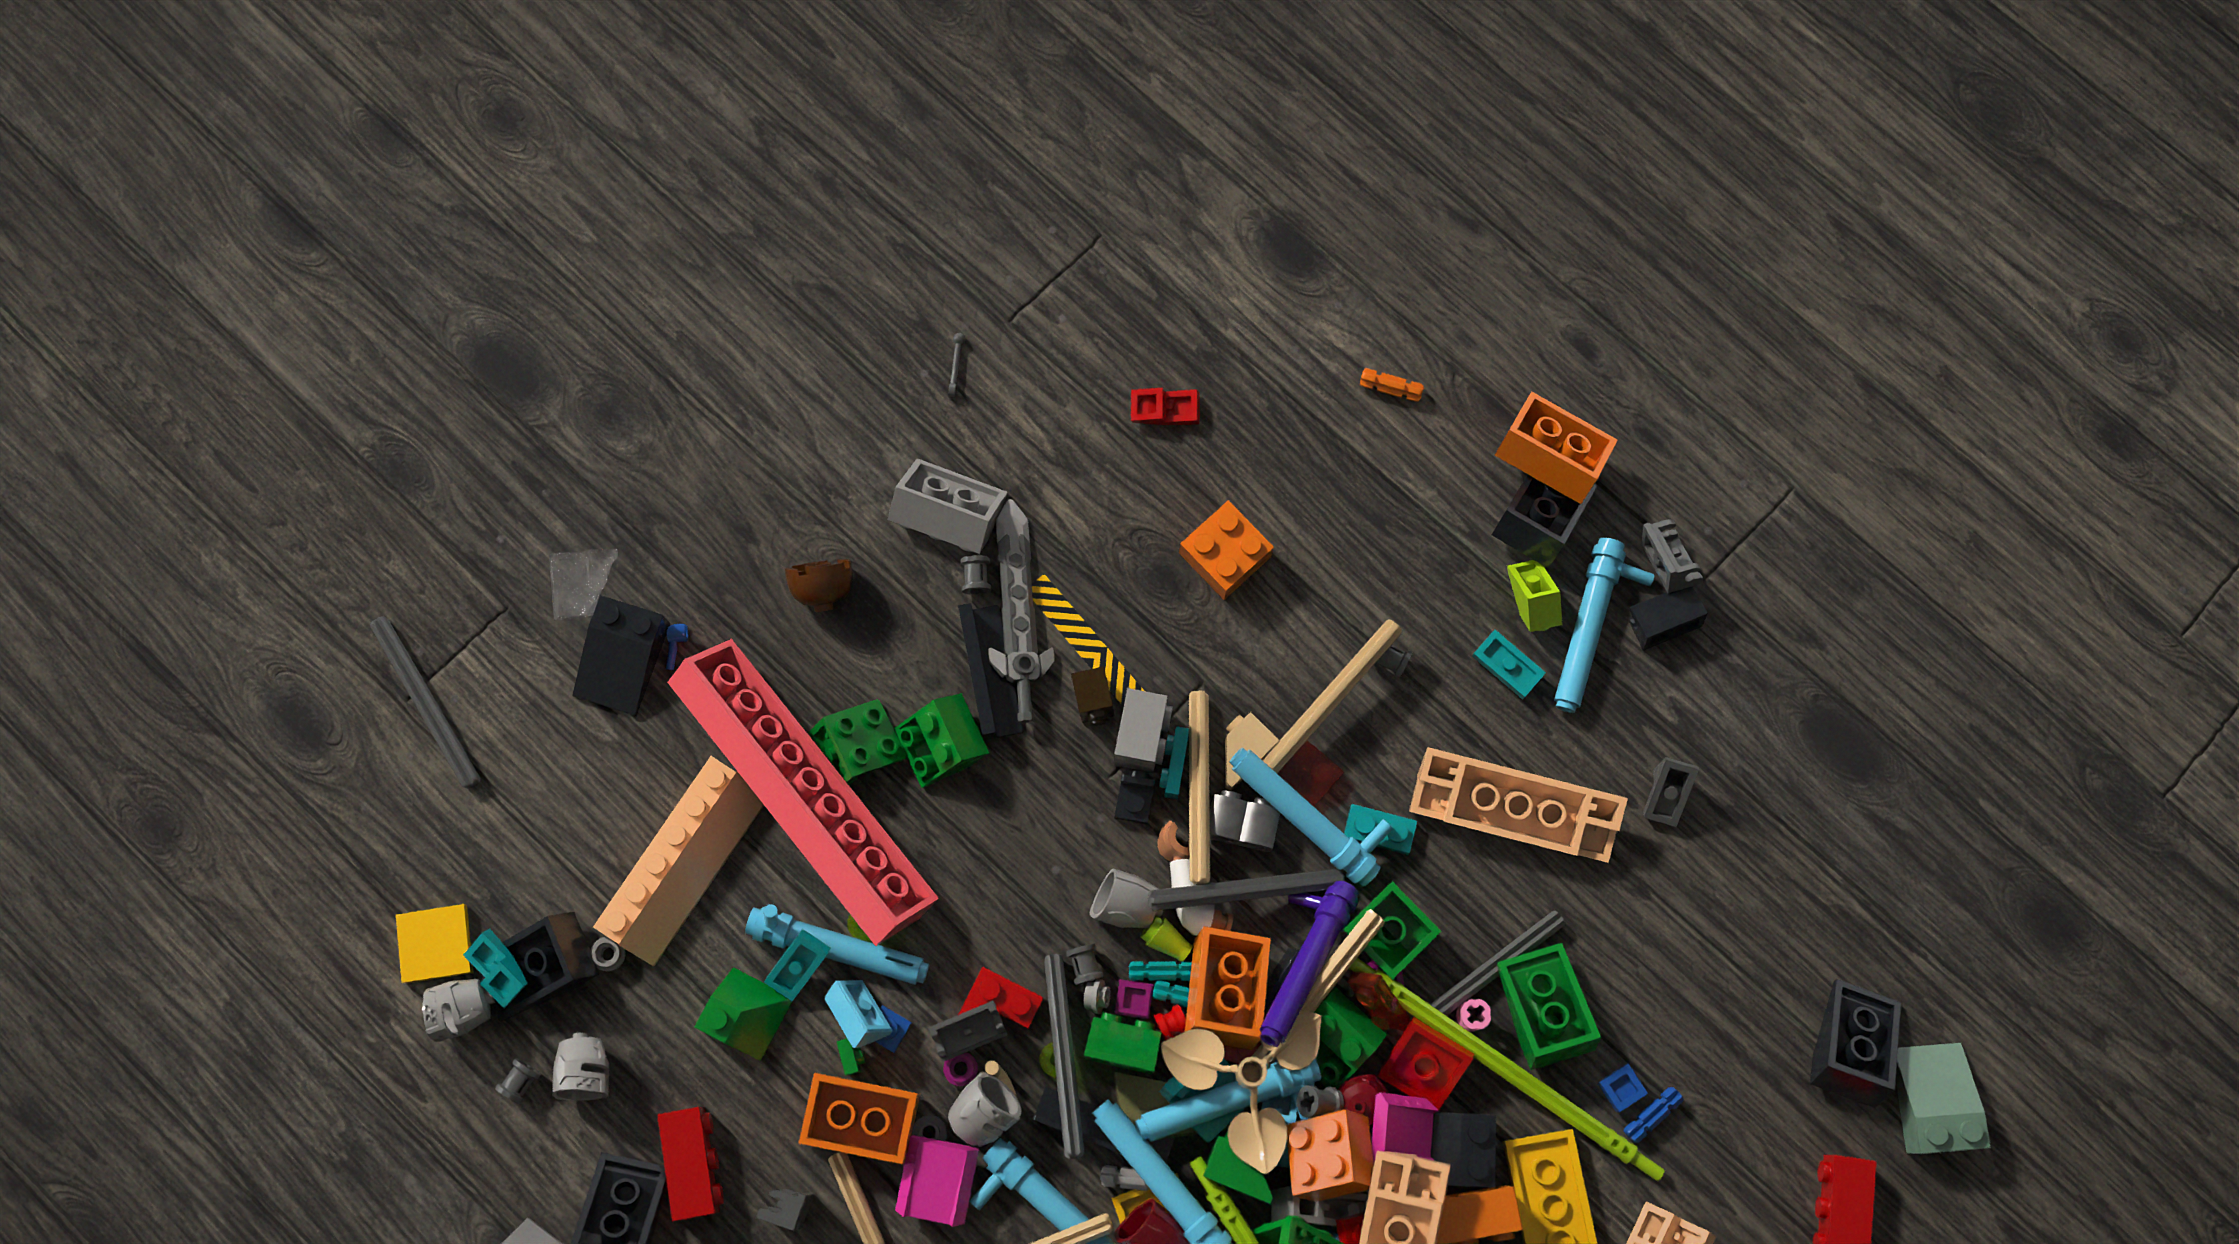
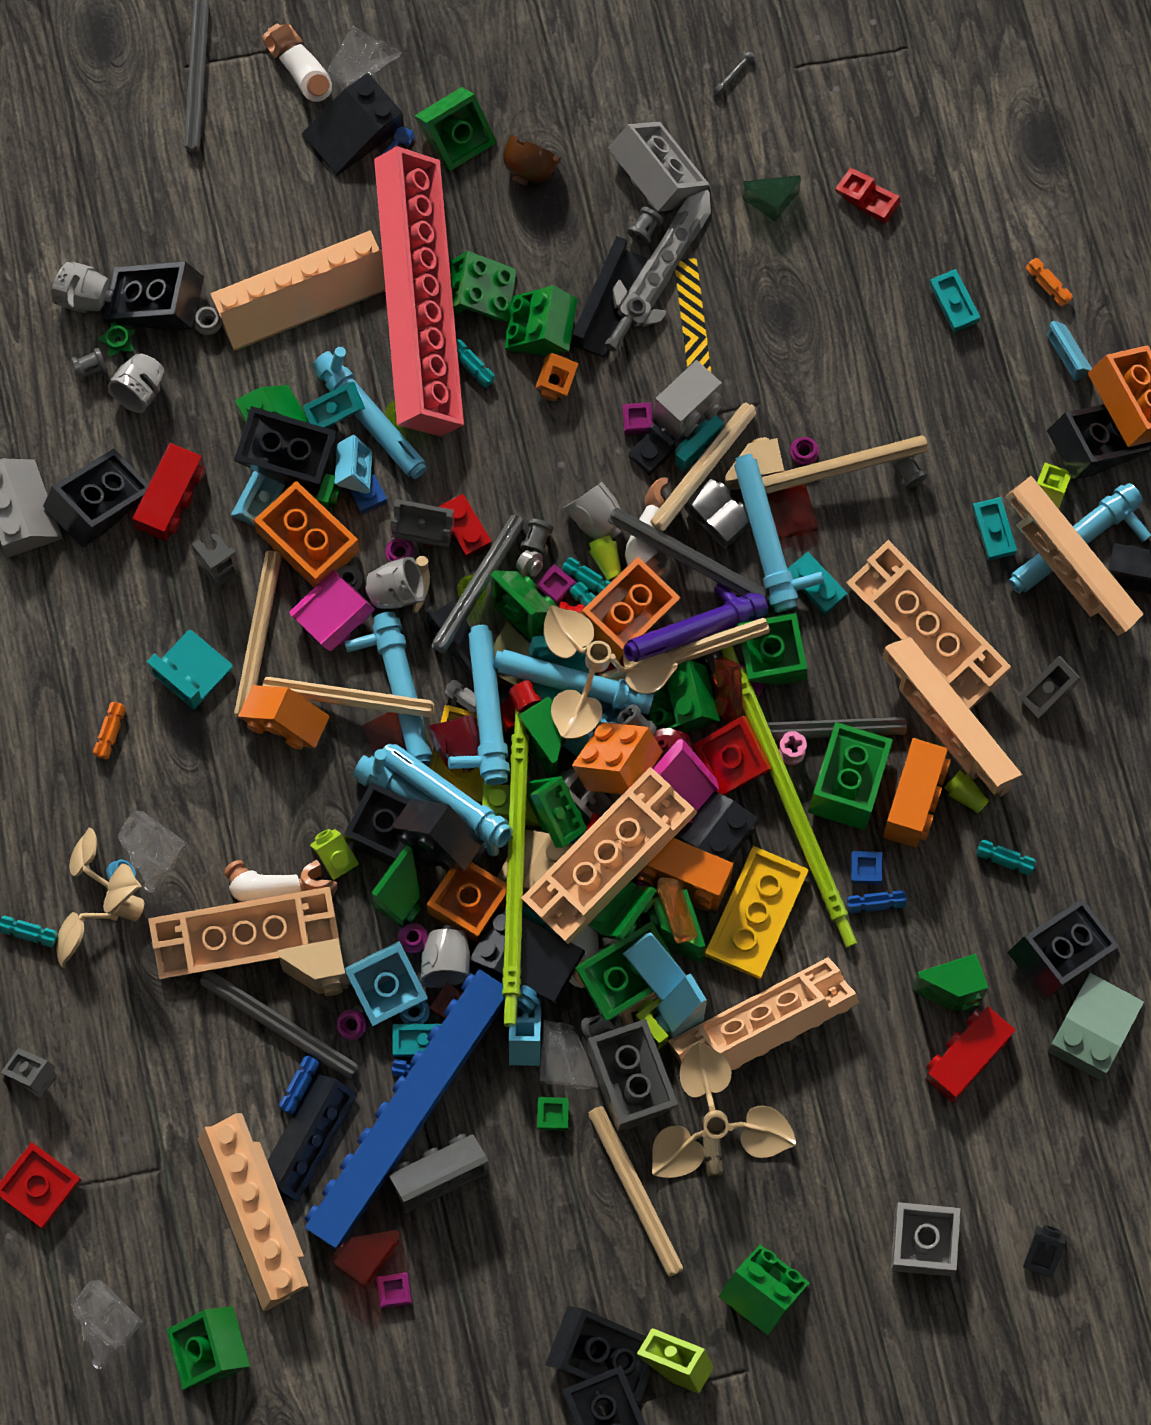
camera: 35 degrees right, 5 degrees down
(433, 943) = (94, 239): yellow tile -> none
(495, 962) = (127, 278): teal slope -> none
(519, 1035) = (114, 332): none -> green plate
(520, 623) = (301, 64): none -> piece
(724, 593) = (456, 128): none -> green slope
(778, 1044) = (285, 449): none -> black slope
(781, 1102) = (256, 497): none -> medium azure slope
(903, 825) = (474, 365): none -> teal axle
(1001, 778) = (564, 372): none -> orange brick
(1076, 466) = (772, 194): none -> clear green slope
(1093, 696) = (670, 355): dark brown brick -> none
(1098, 774) = (637, 418): none -> magenta tile
(1189, 1152) = (520, 697): none -> red leg
(1226, 550) = (840, 319): orange brick -> none
(1279, 693) = (804, 443): none -> magenta plate
(1318, 460) = (954, 300): none -> teal plate
(1455, 441) = (1068, 350): none -> medium azure slope
(1604, 885) = (950, 717): none -> light nougat slope
(1611, 651) = (1071, 557): none -> light nougat slope
(1624, 985) = (917, 793): none -> orange brick
(1659, 946) = (965, 791): none -> lime cone
(1740, 986) = (1006, 857): none -> teal axle
(1790, 1151) = (954, 984): none -> green slope

